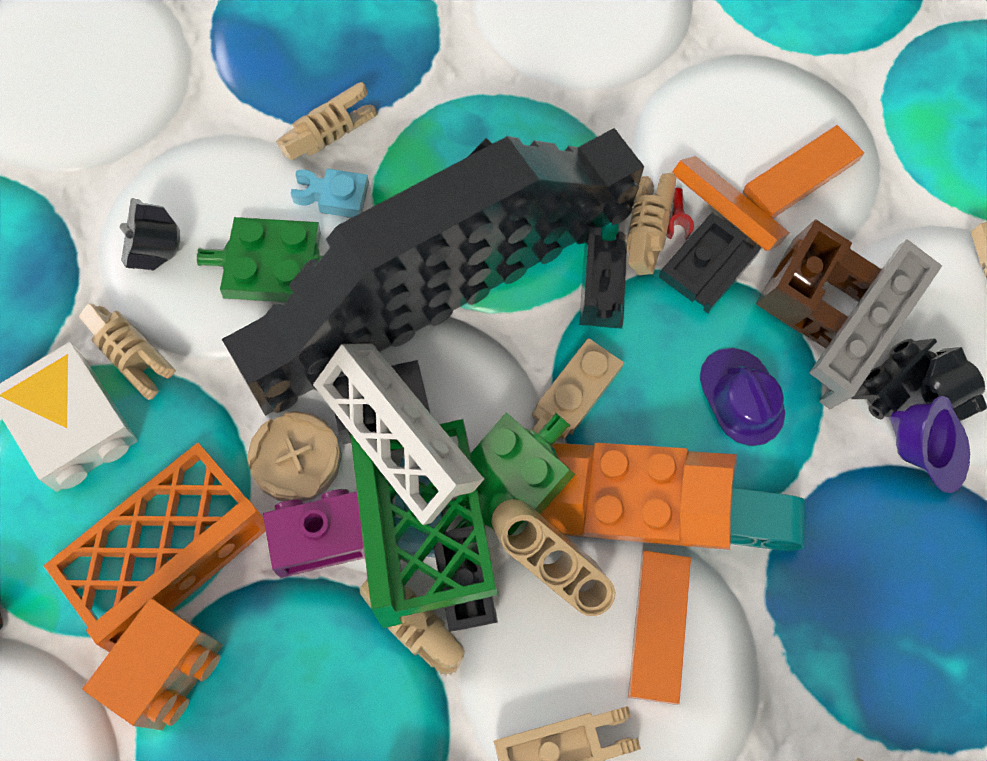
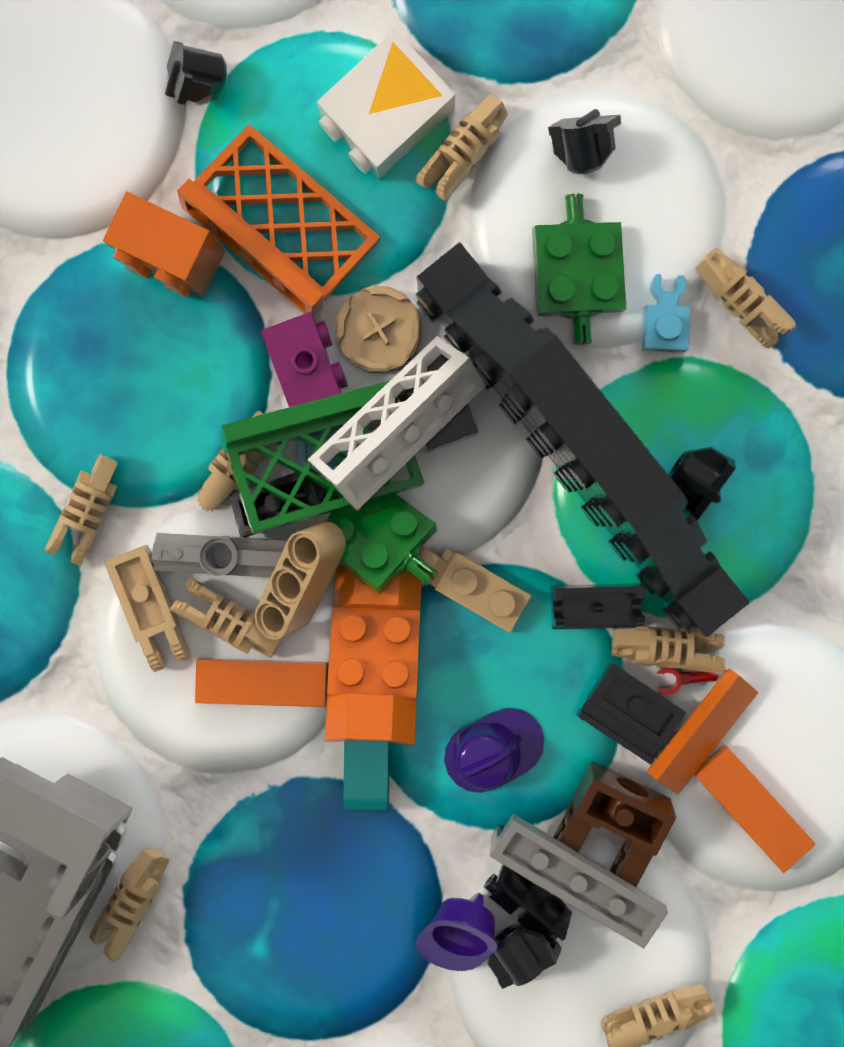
camera: 90 degrees right, 20 degrees up
(508, 682) = (194, 554): none -> light grey piece
(588, 655) = (225, 620): none -> tan hinge

